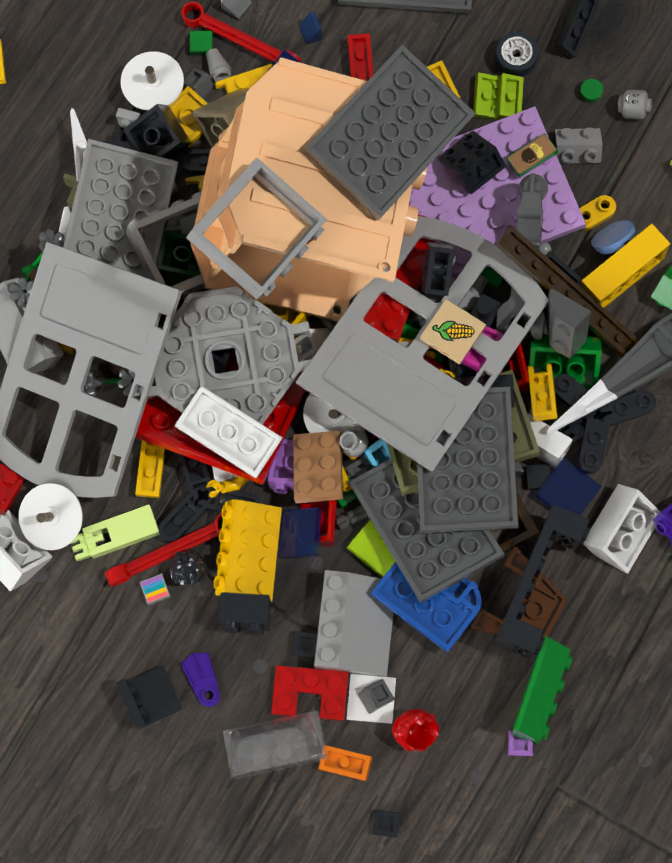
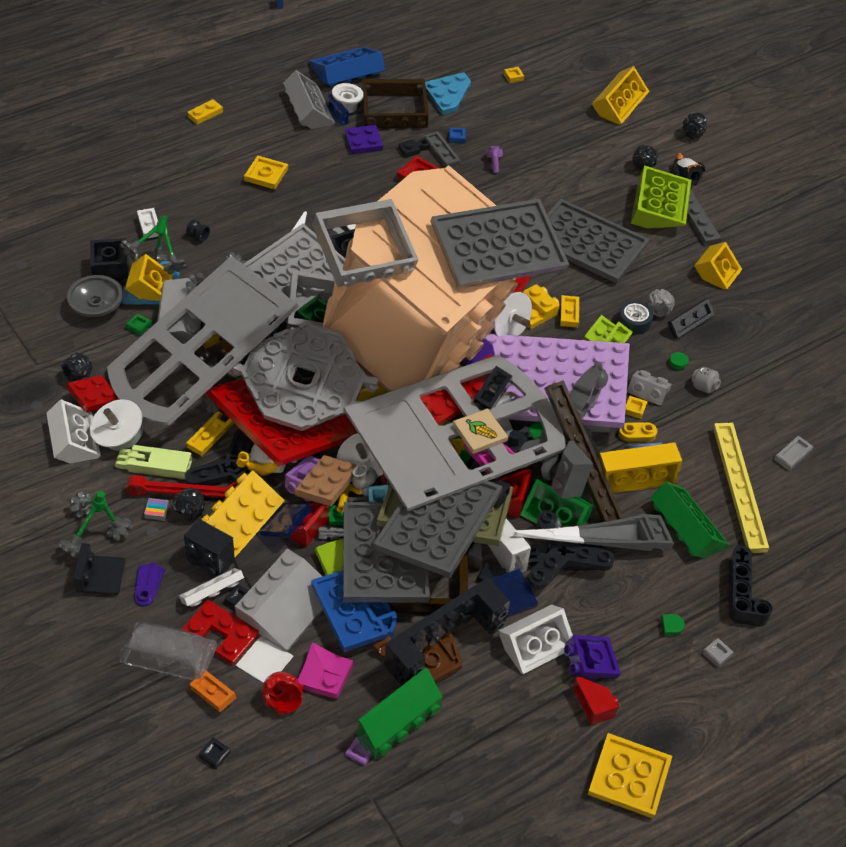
camera: 20 degrees right, 25 degrees down
(132, 636) = (82, 506): none -> dark grey plant
(228, 432) = (275, 417): white tile -> none
(271, 650) = (211, 587): none -> white plate
(375, 696) = (269, 658): dark grey slope -> none
(439, 681) = (325, 672): none -> dark pink plate
(473, 161) = (564, 352): black bracket -> none
(532, 155) = (612, 365): tile -> none
(535, 20) = (660, 302): none -> light grey piece
(542, 394) = (526, 513): yellow hinge -> none
(577, 179) = (635, 407): none -> yellow tile

